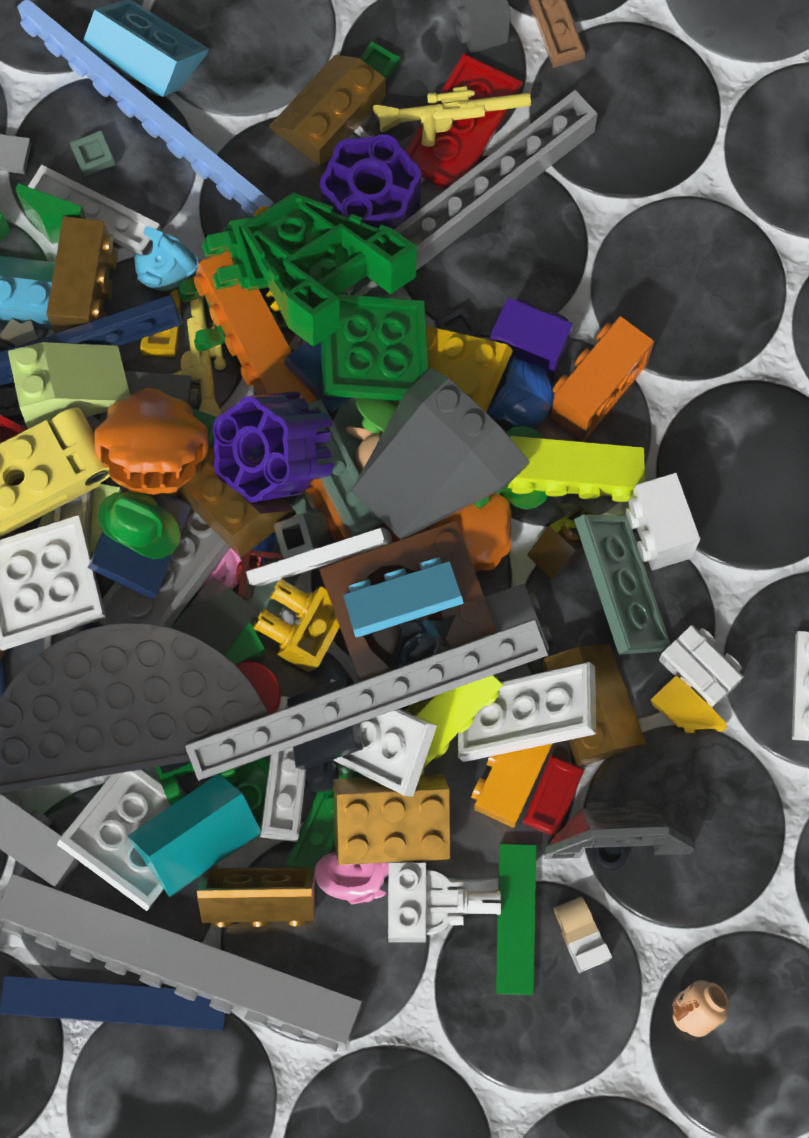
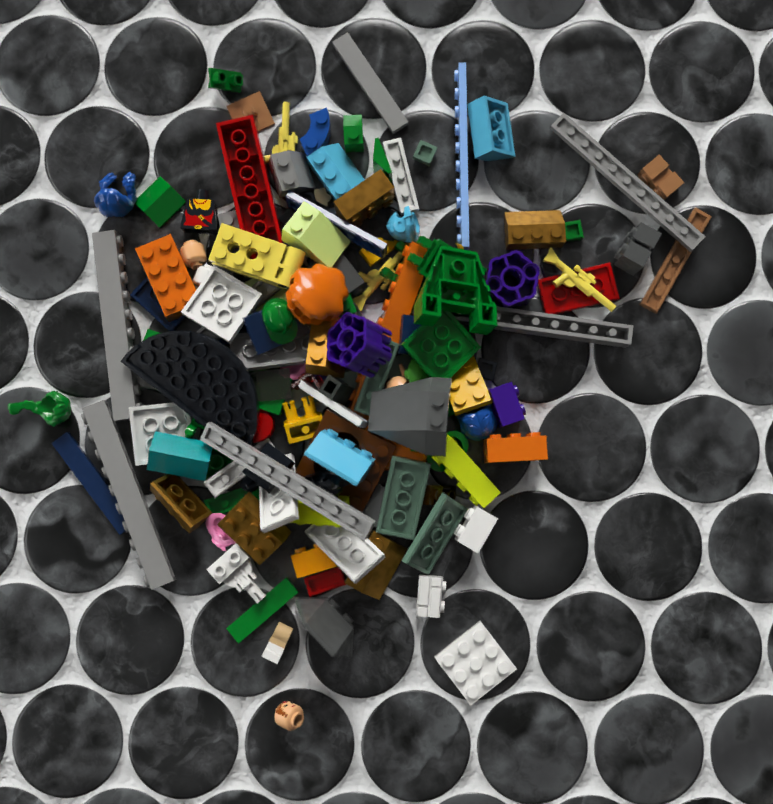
camera: 50 degrees right, 10 degrees up
(534, 574) = (403, 497): none -> sand green tile
(686, 708) = (407, 603): yellow slope -> none

